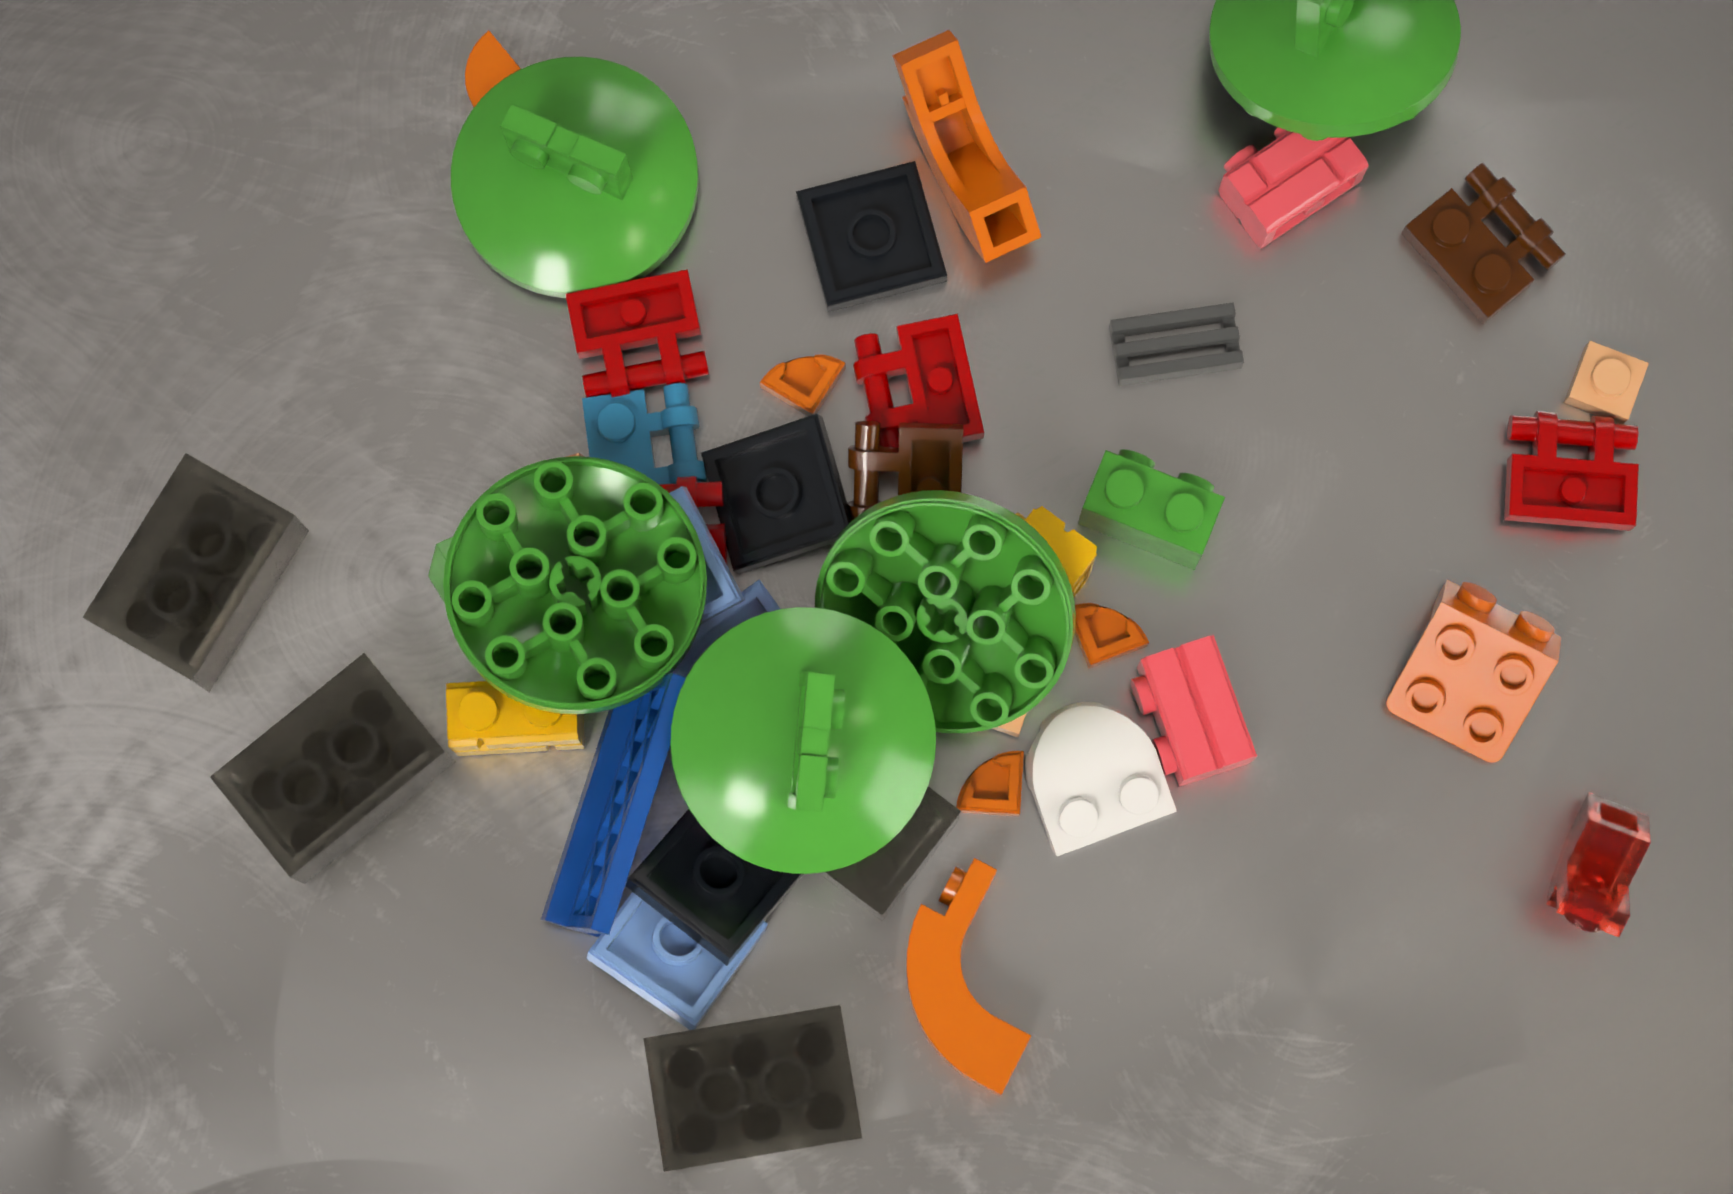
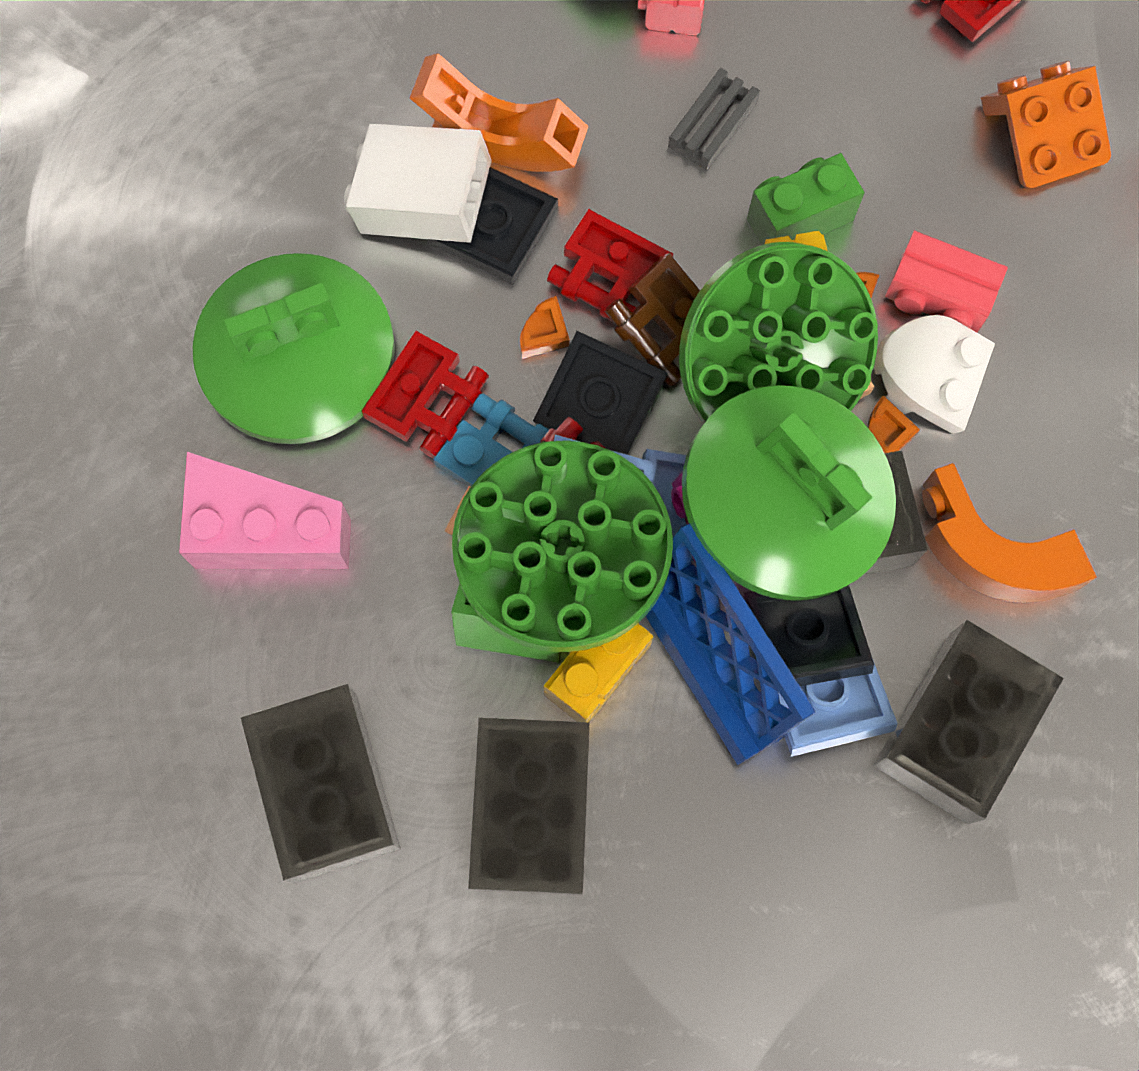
camera: 50 degrees left, 5 degrees down
(376, 298) = (258, 522): none -> bright pink wedge
(487, 67) = (177, 341): orange tile -> none
(834, 137) = (418, 182): none -> white brick

